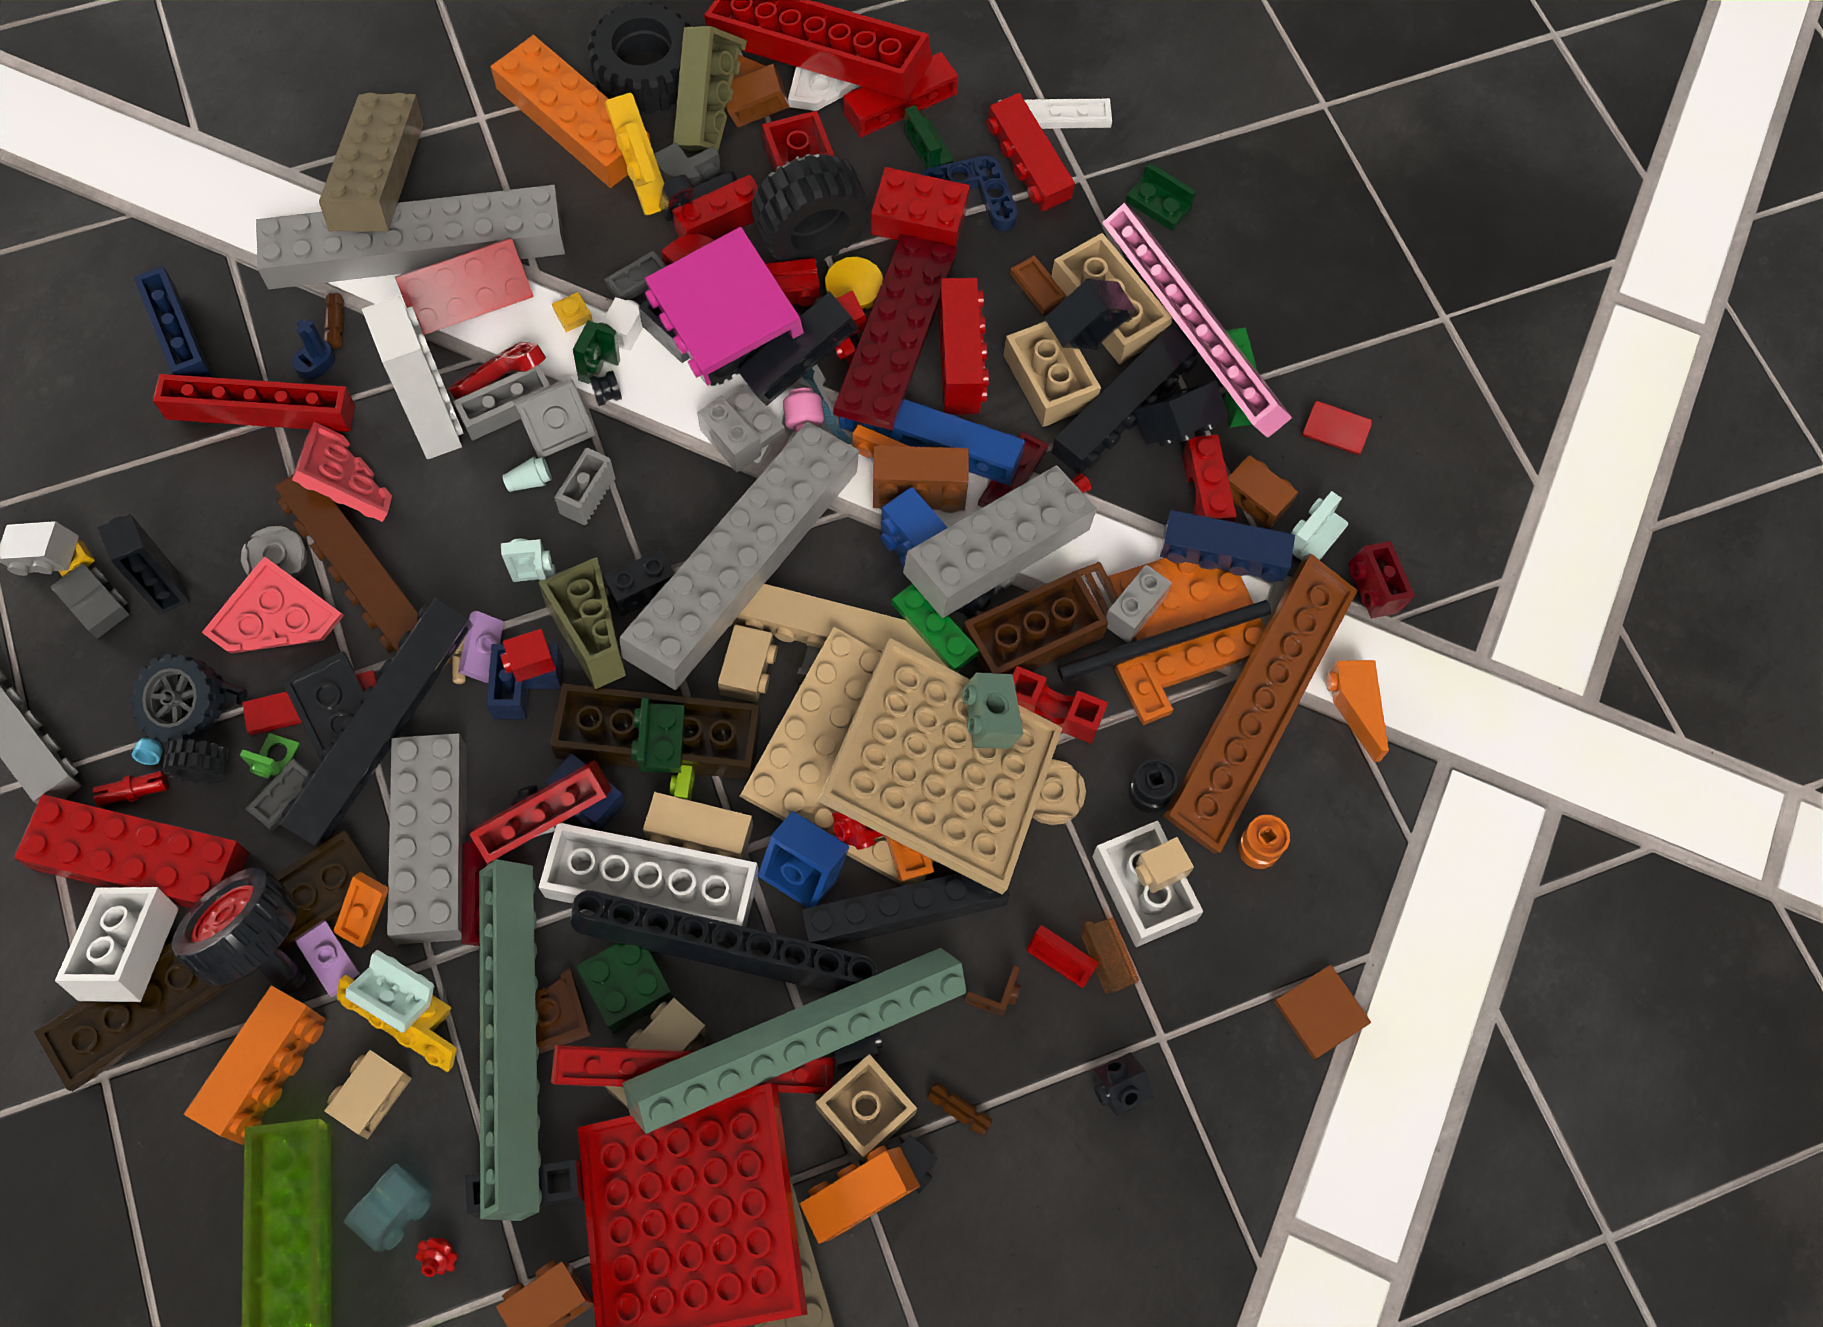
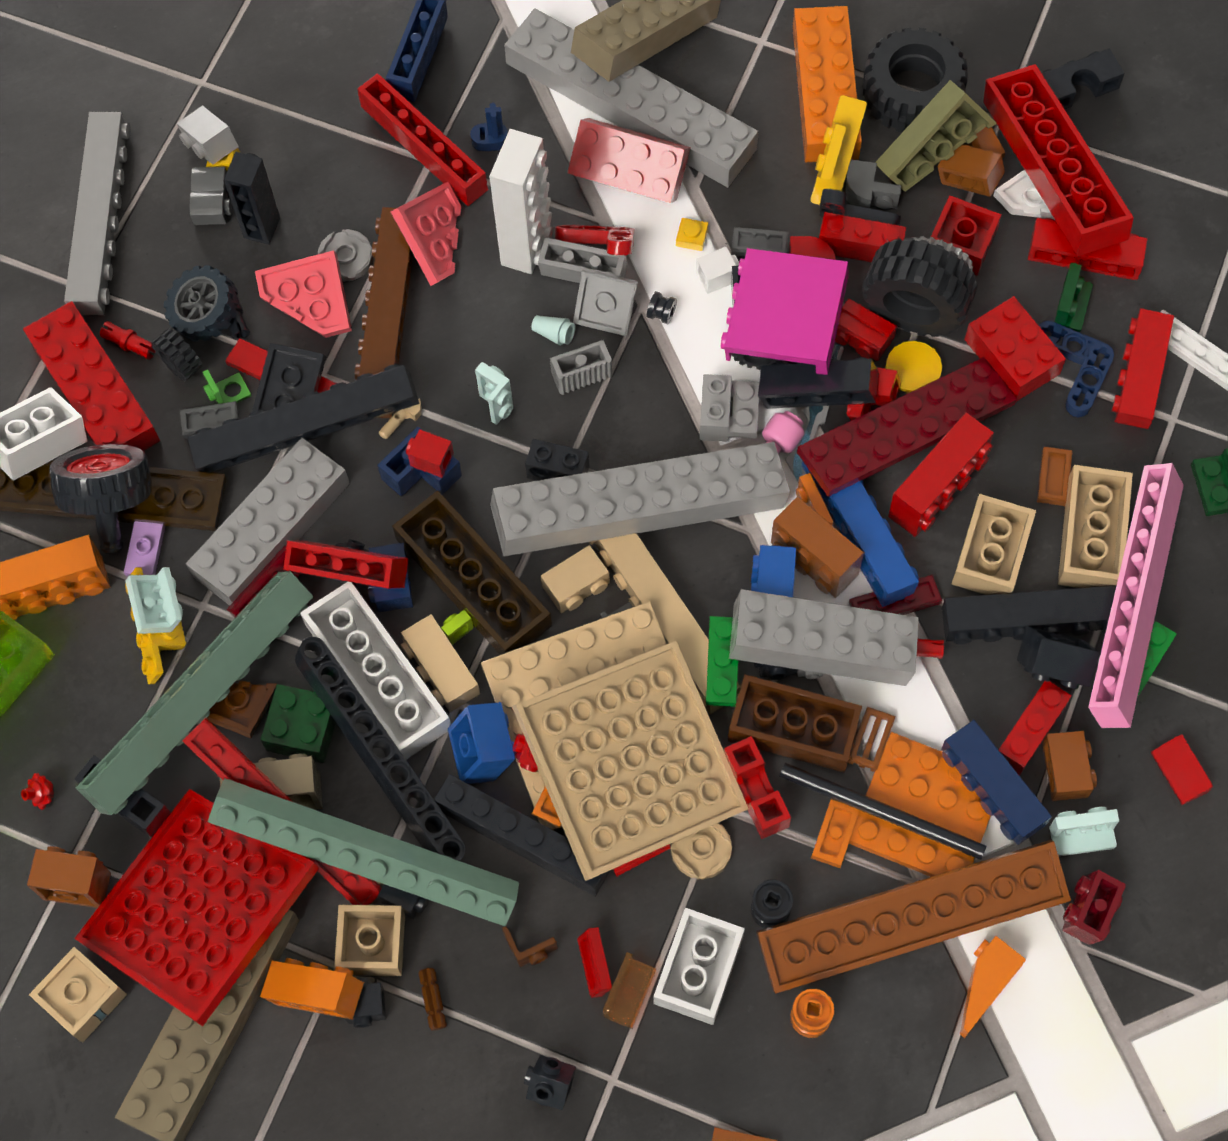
camera: 50 degrees right, 0 degrees up
(147, 751) = (157, 323): medium azure hinge -> none
(334, 320) = (529, 115): reddish brown axle -> none
(361, 910) = (187, 534): orange plate -> none
(367, 1094) = (89, 655): tan brick -> none
(388, 1208) = (39, 736): clear light blue brick -> none
(477, 646) = (424, 415): lavender plate -> none
(584, 616) = (494, 460): olive wedge -> none
(594, 346) = (673, 272): dark green bracket -> none
(659, 738) = (463, 578): dark green bracket -> none
(992, 710) = (714, 742): sand green brick -> none
(1090, 314) = (1052, 526): black container -> none
(1137, 603) = (884, 767): light grey brick -> none
(1163, 865) = (712, 960): tan brick -> none

